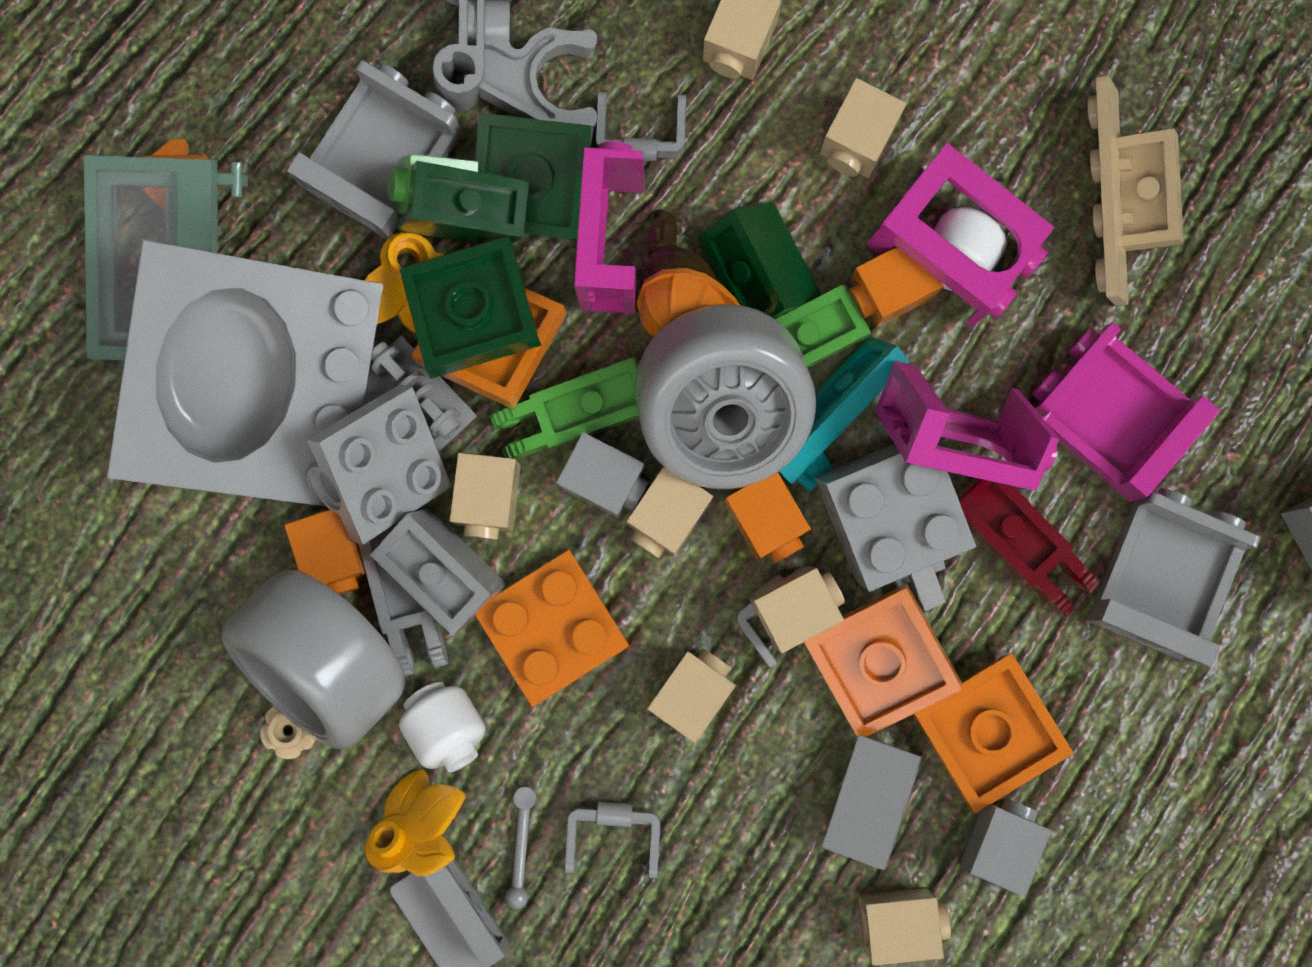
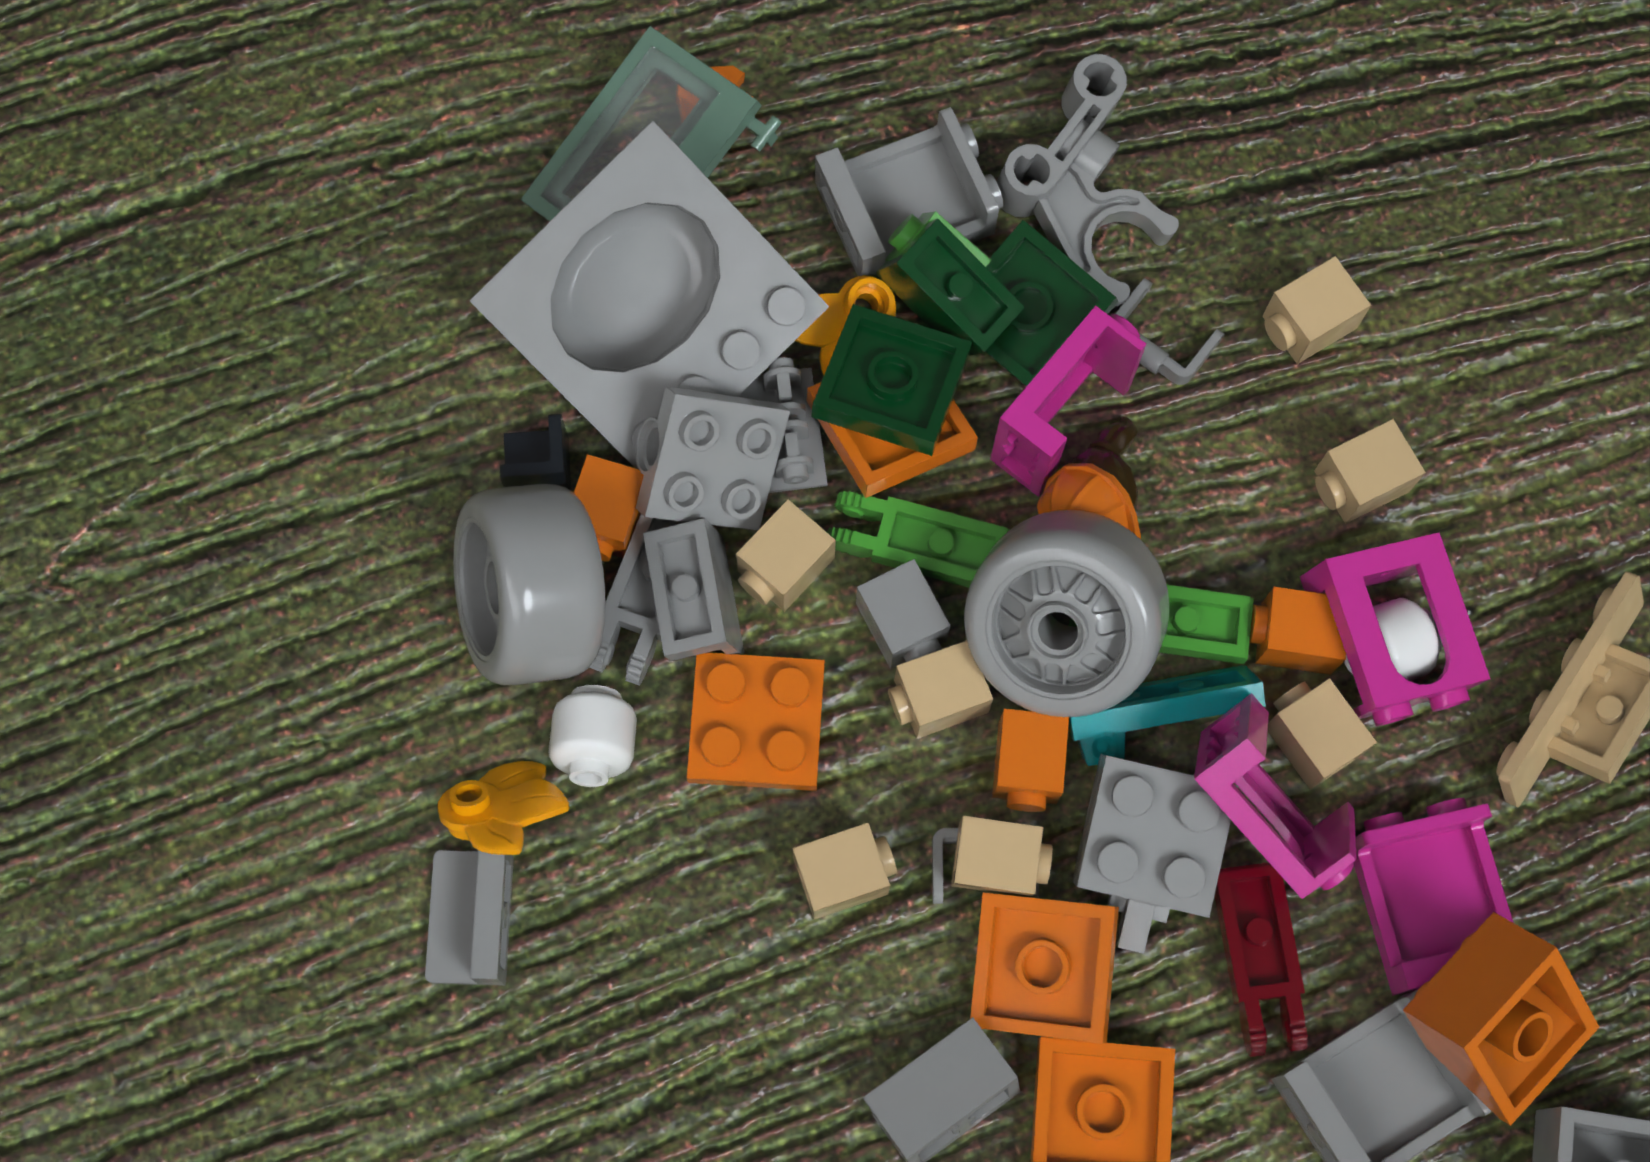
camera: 30 degrees right, 10 degrees down
(250, 552) = (537, 456): none -> black panel
(274, 738) = (438, 652): tan plate -> none
(524, 799) = (618, 861): light grey hinge -> none
(613, 815) = (690, 934): light grey piece -> none
(759, 260) = (1189, 522): dark green panel -> none
(957, 350) = (1318, 731): none -> tan brick
(1226, 472) = (1503, 1015): none -> orange slope

